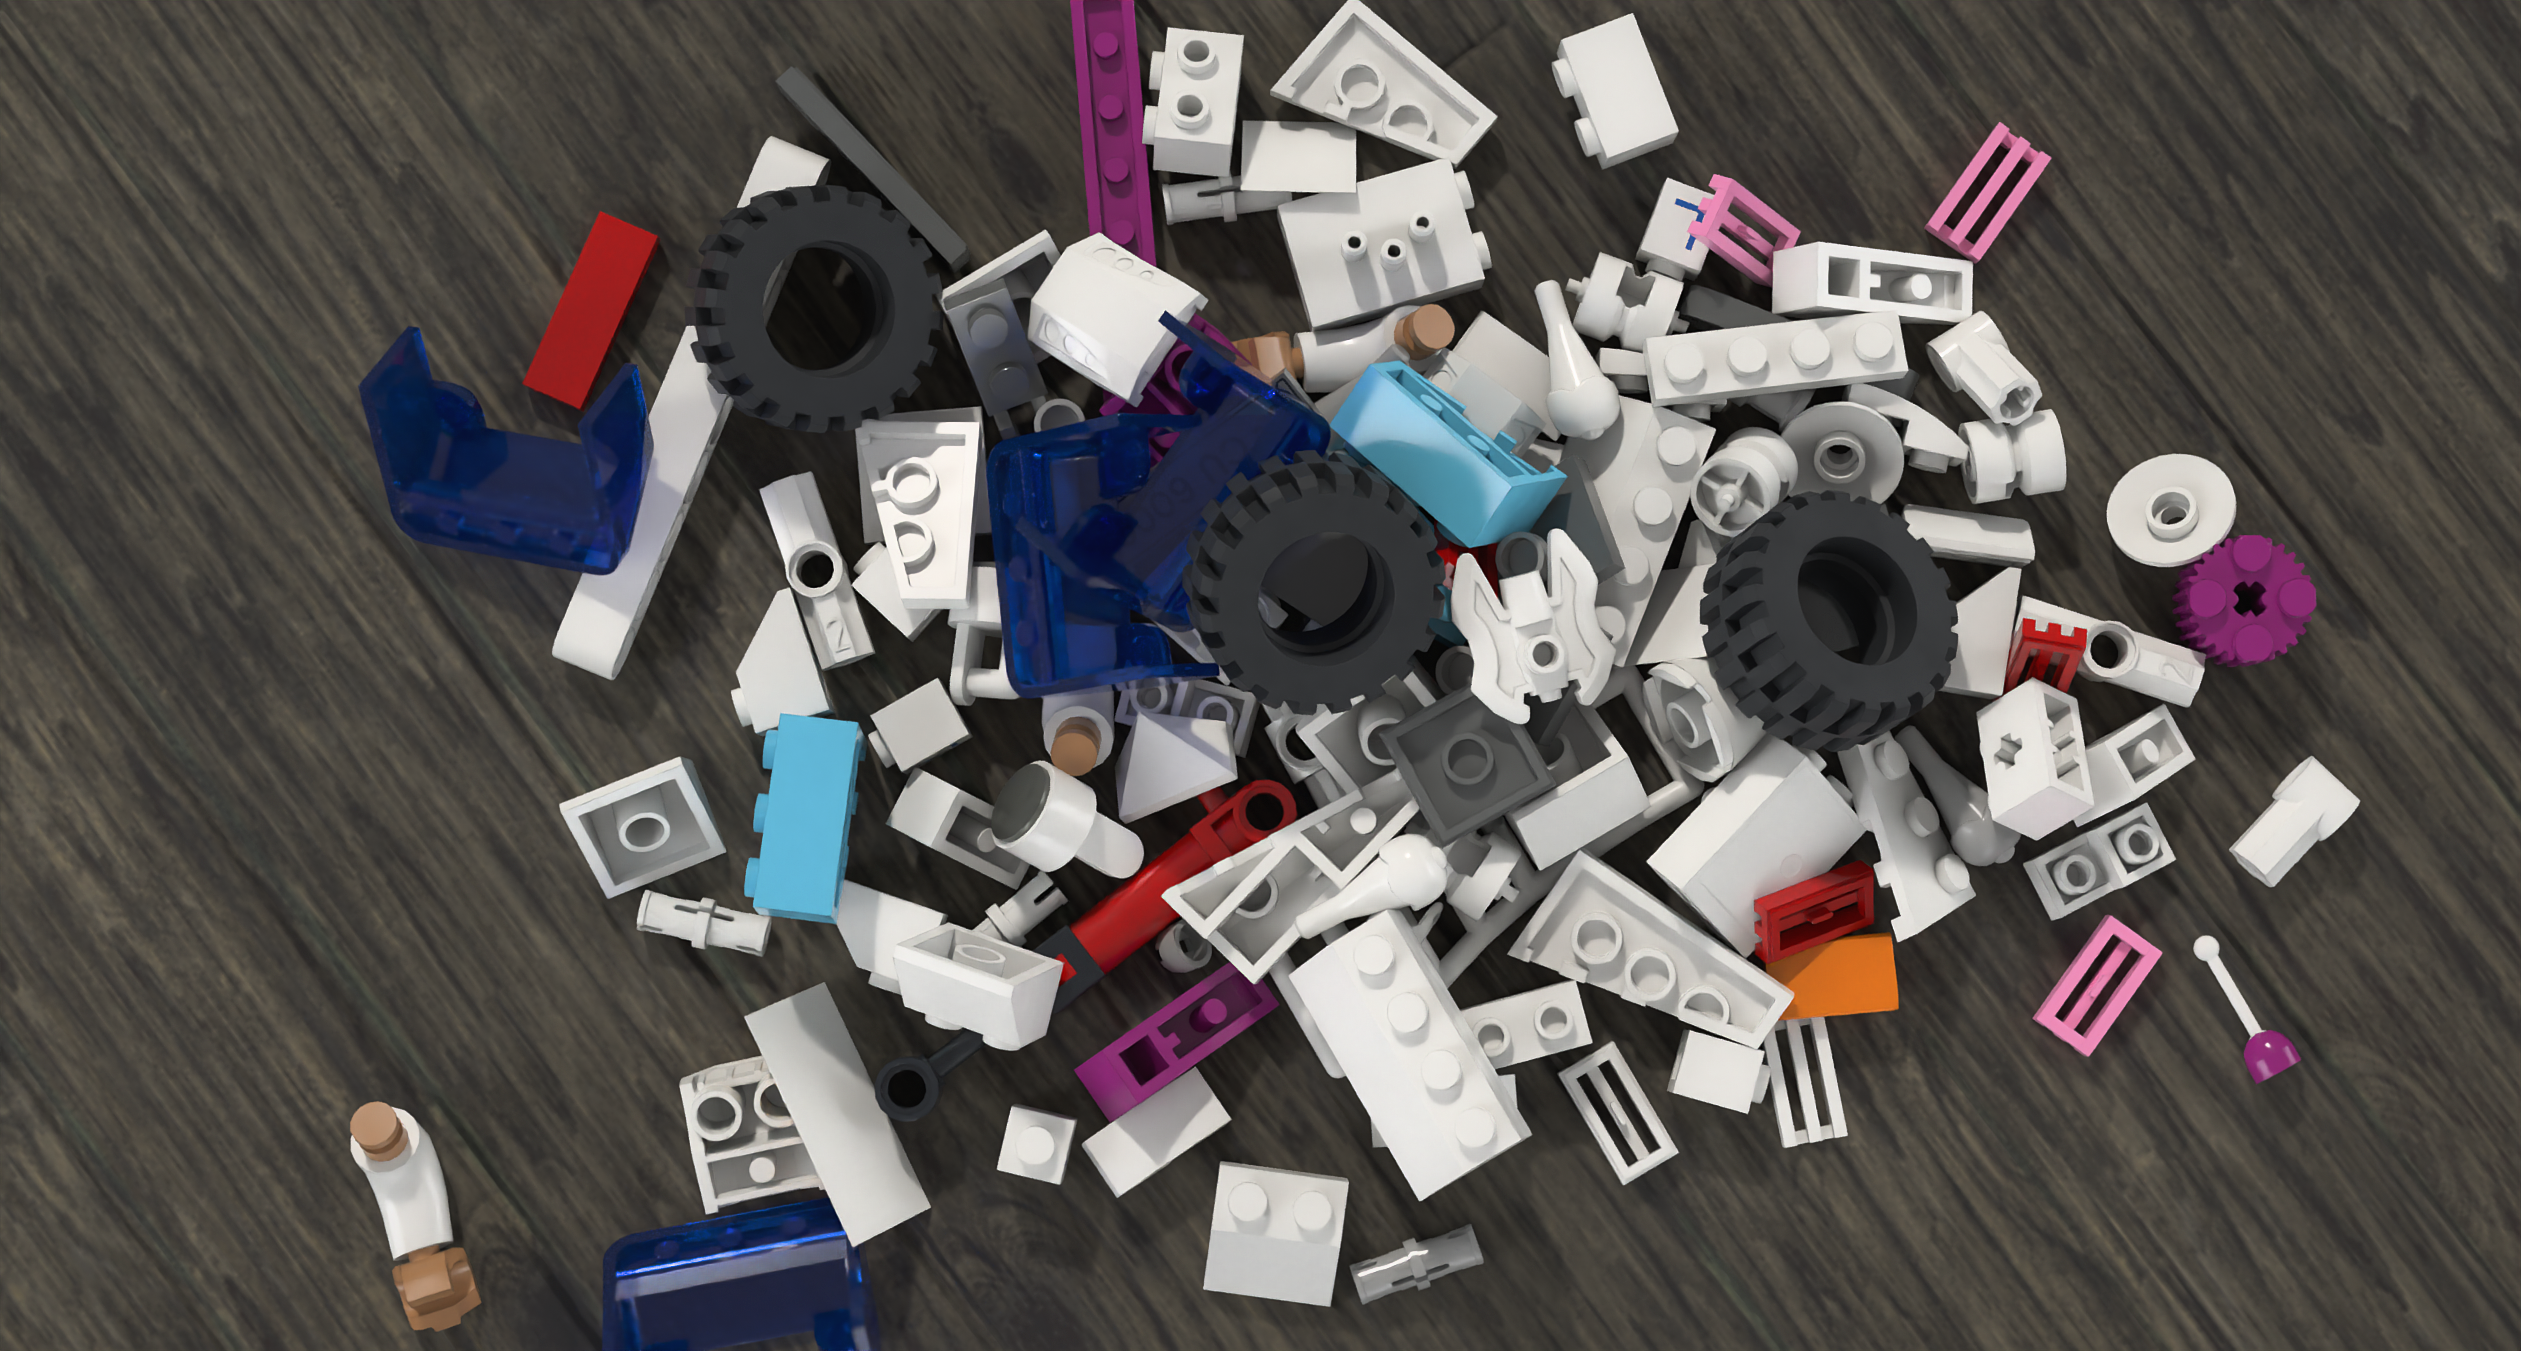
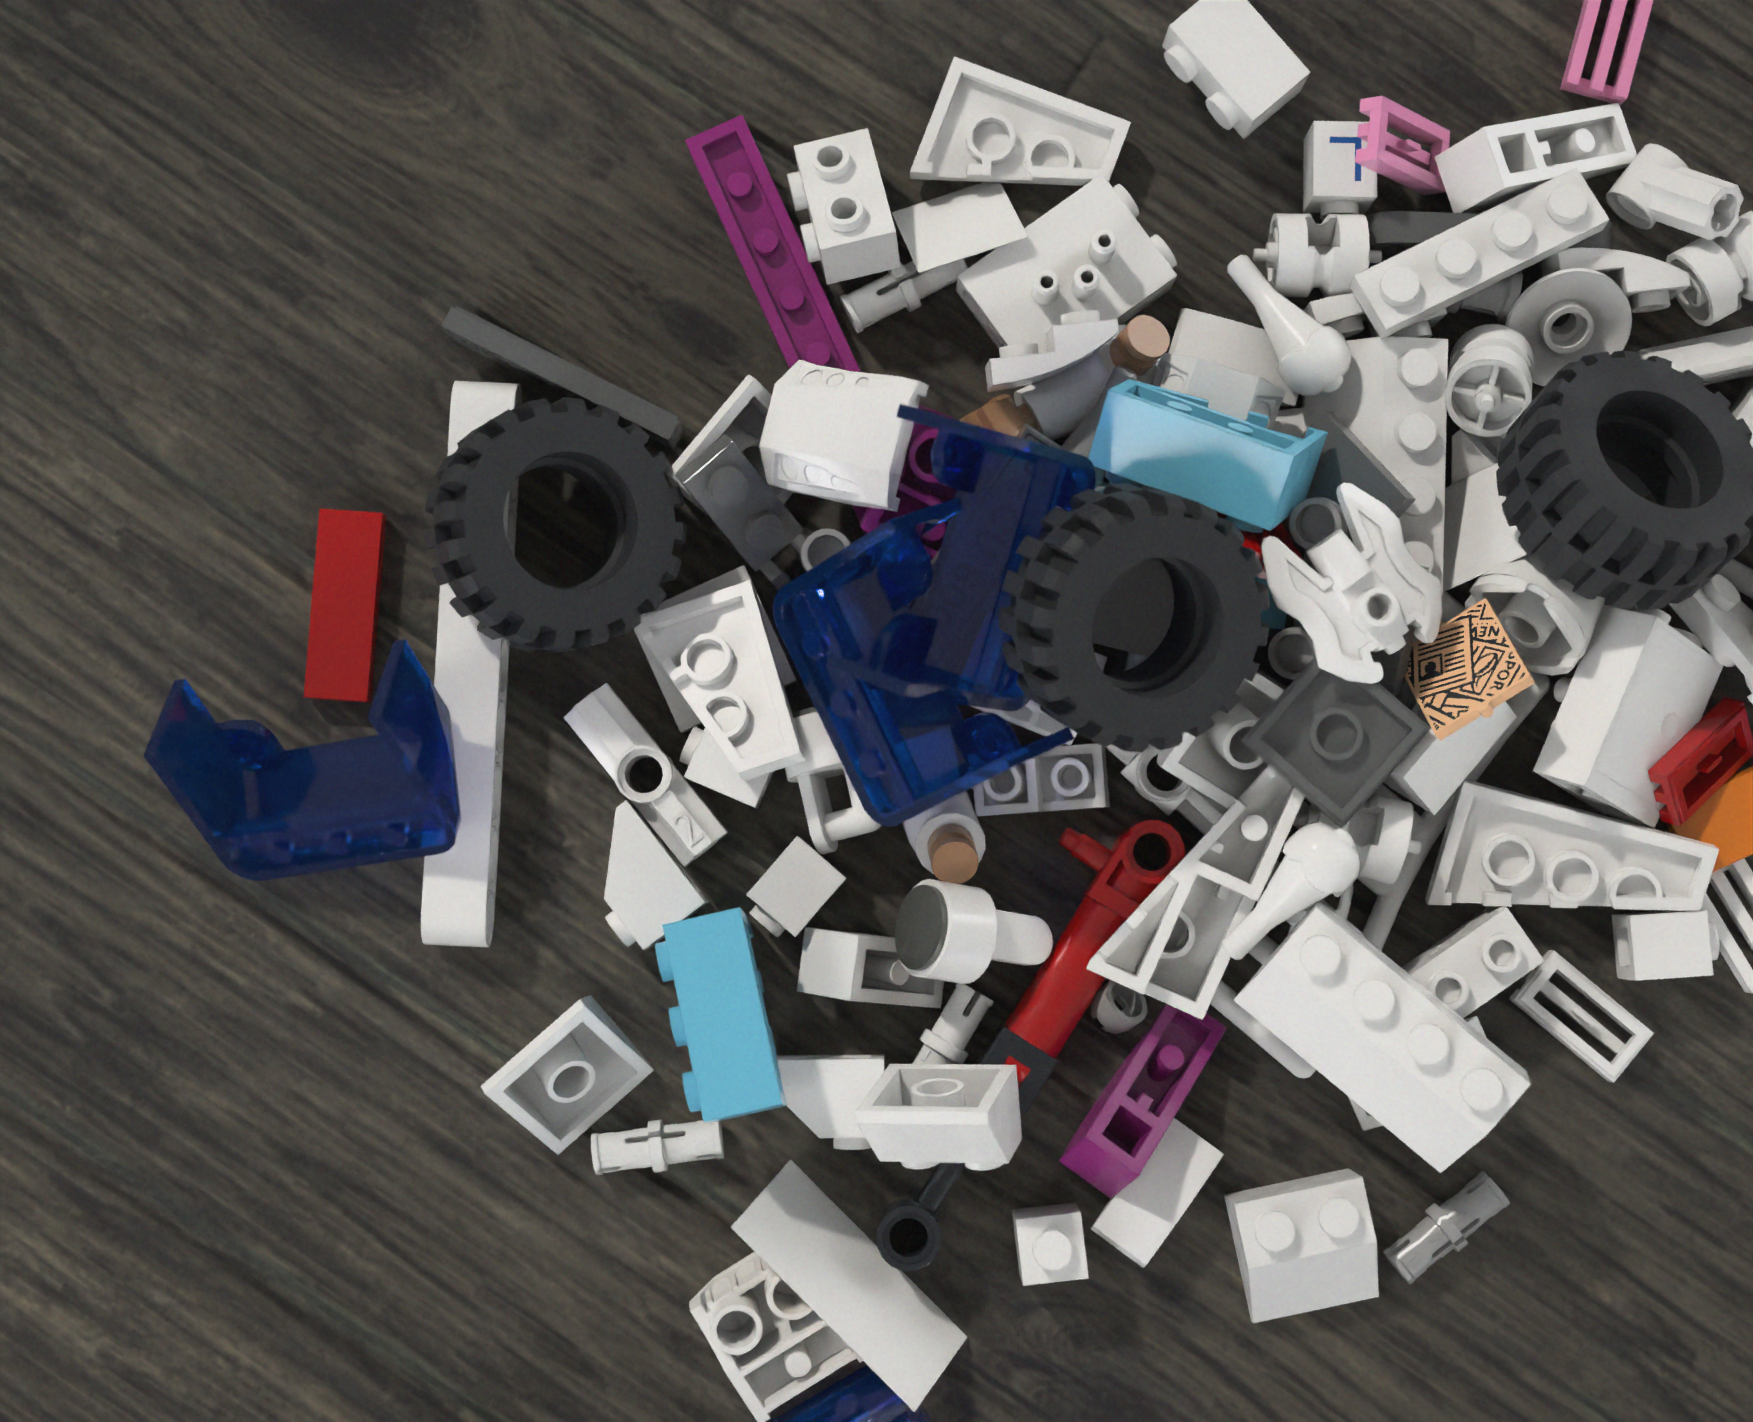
camera: 15 degrees left, 0 degrees up
(1171, 761) = (1047, 836): white slope -> none
(1356, 308) = (1067, 345): none -> white slope
(1611, 742) = (1465, 670): none -> light nougat piece

